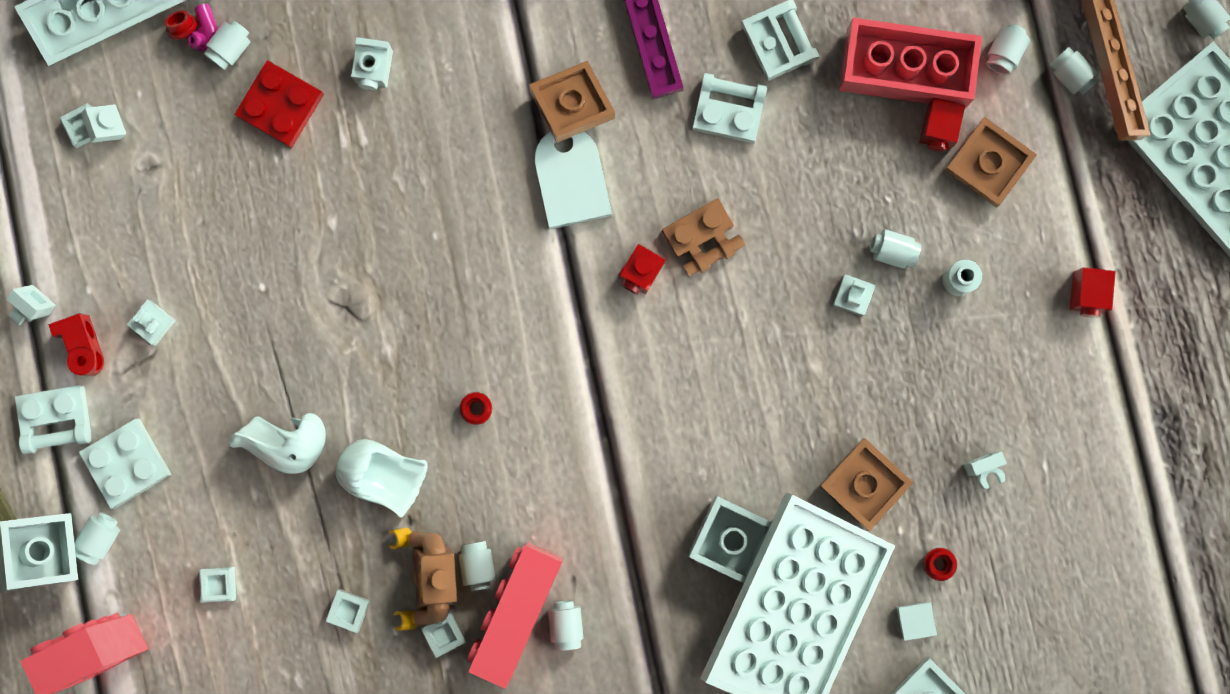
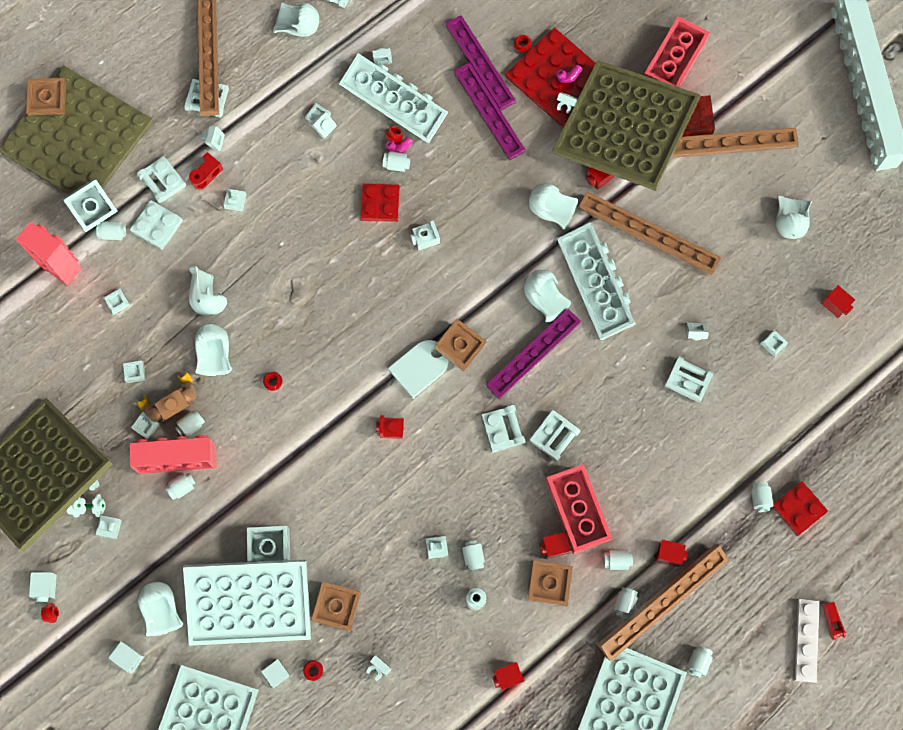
camera: 60 degrees right, 10 degrees down
(697, 229) = (429, 446): medium nougat plate -> none

